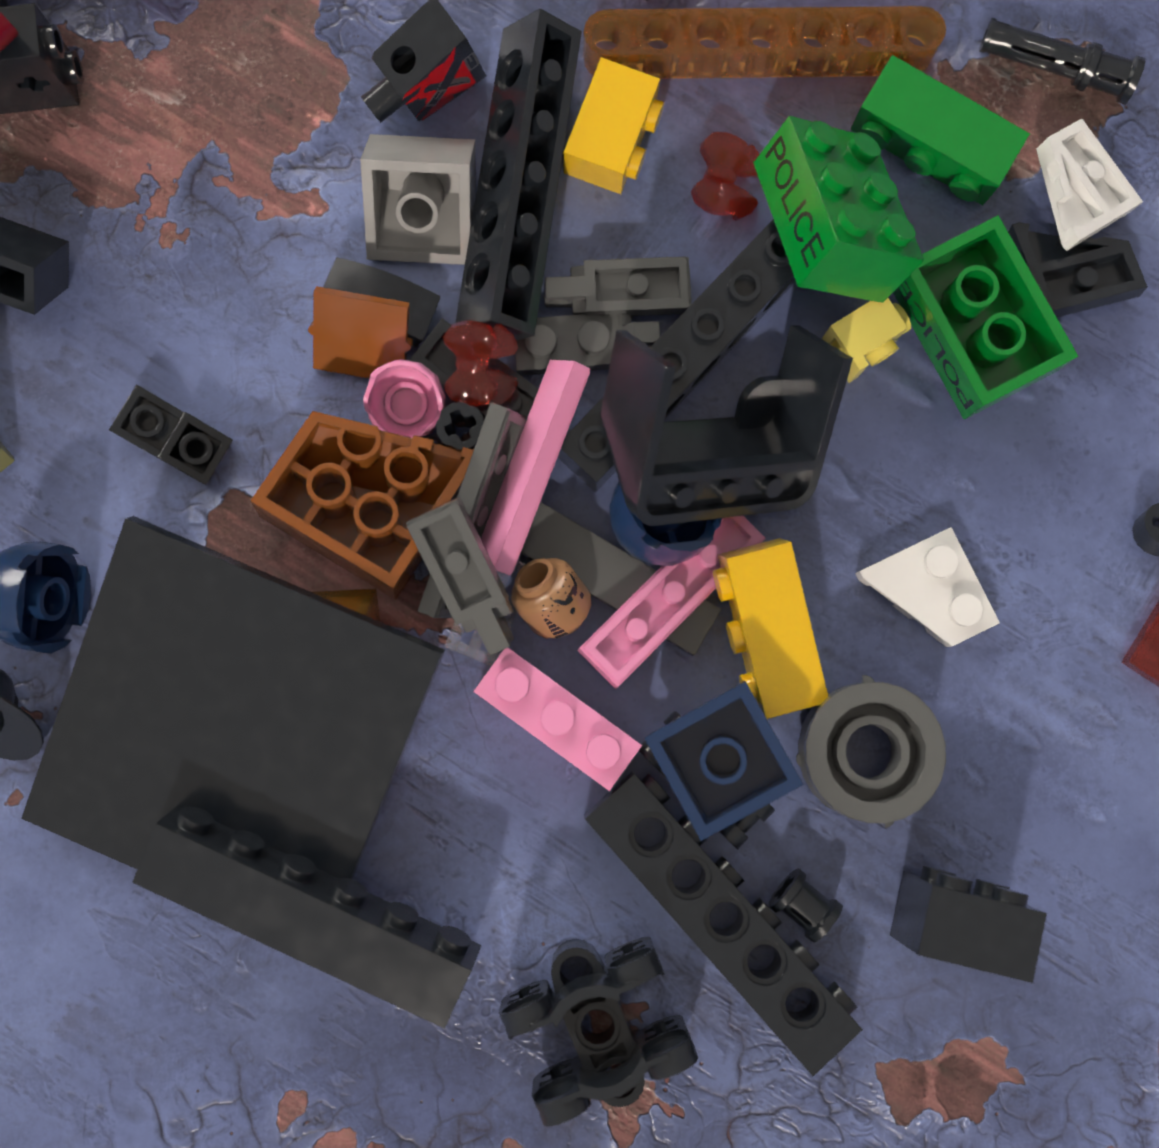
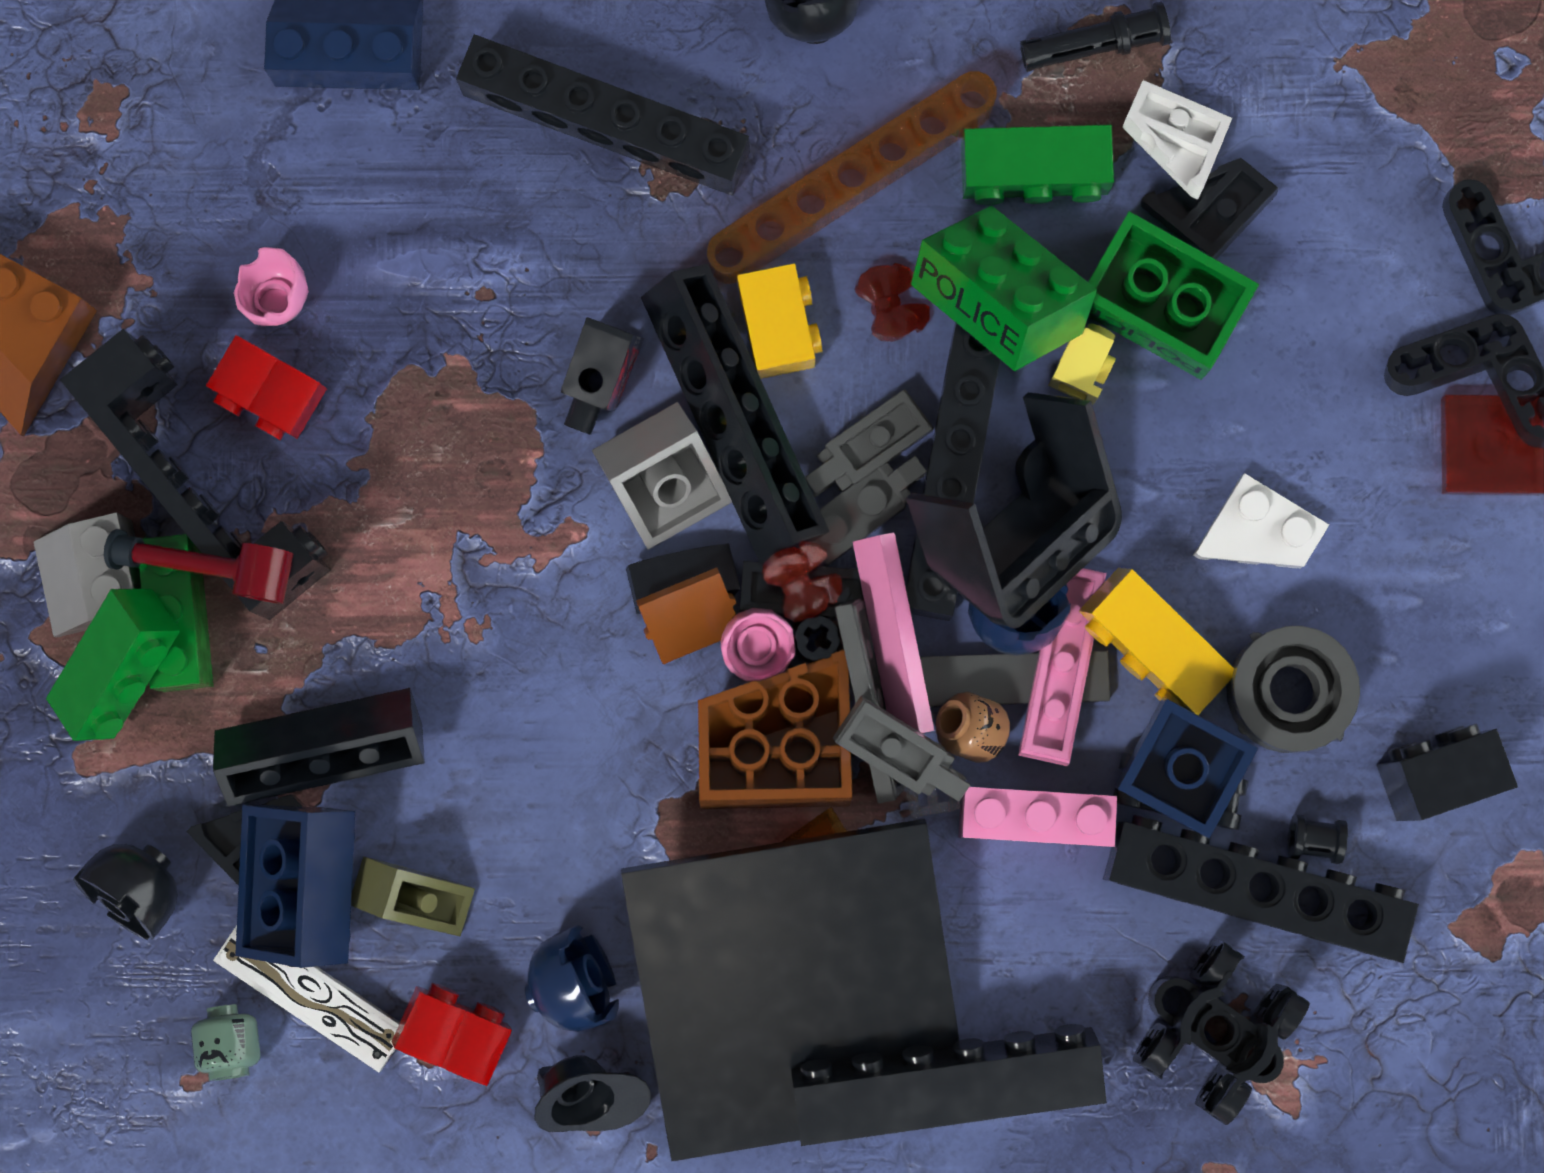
camera: 25 degrees left, 0 degrees up
(170, 434) = (587, 789): black slope -> none

